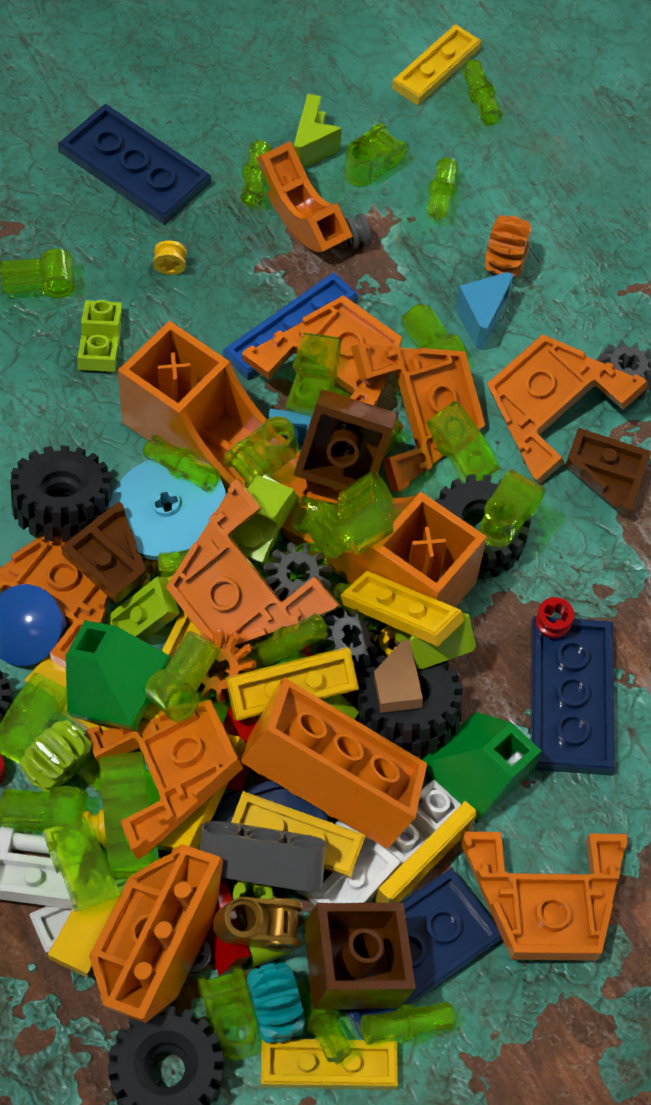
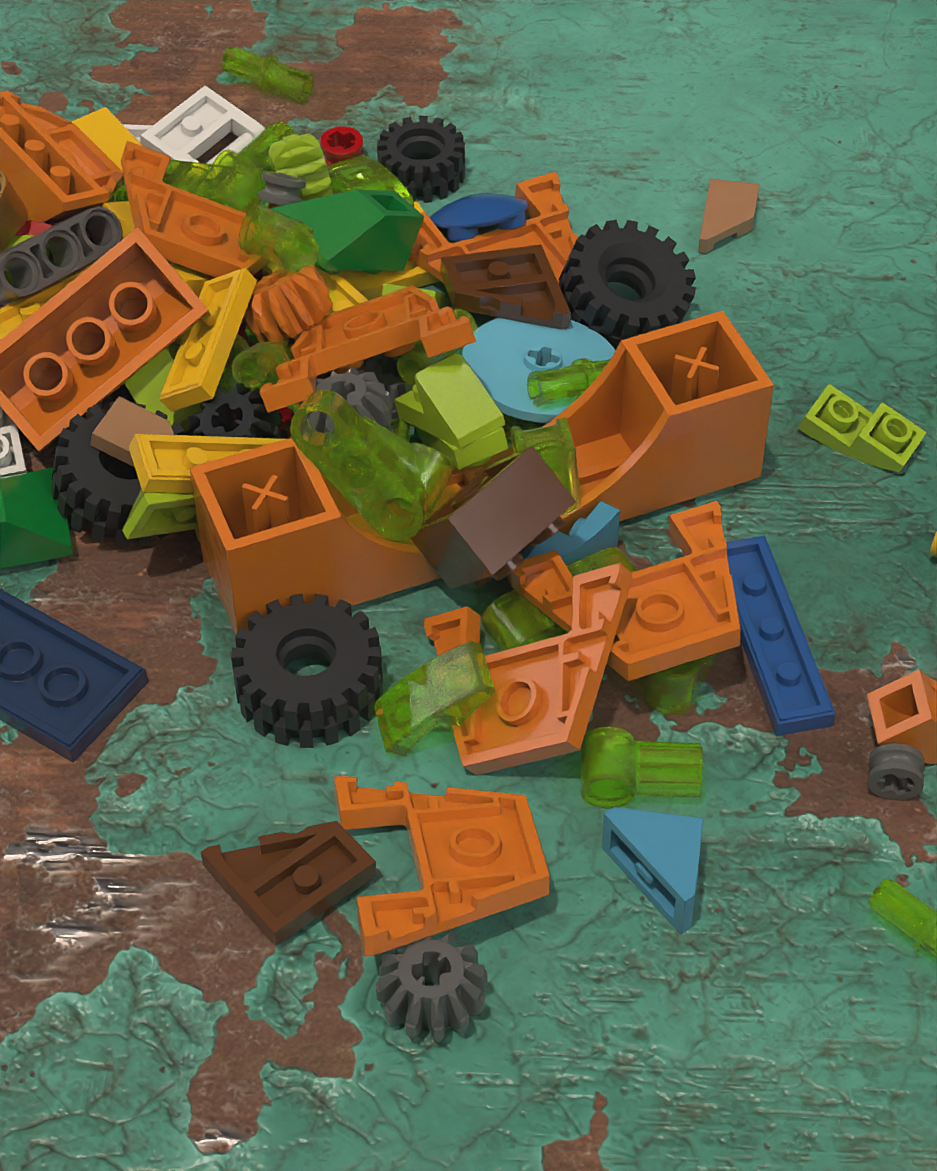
camera: 125 degrees right, 10 degrees down
(81, 863) = (173, 134): clear neon green slope -> none
(110, 738) = (281, 188): none -> dark grey bush
(315, 369) = (642, 552): clear neon green slope -> none
(508, 245) = (750, 933): orange gear -> none
(509, 508) = (283, 659): clear neon green piece -> none
(548, 608) = (112, 658): red bush -> none

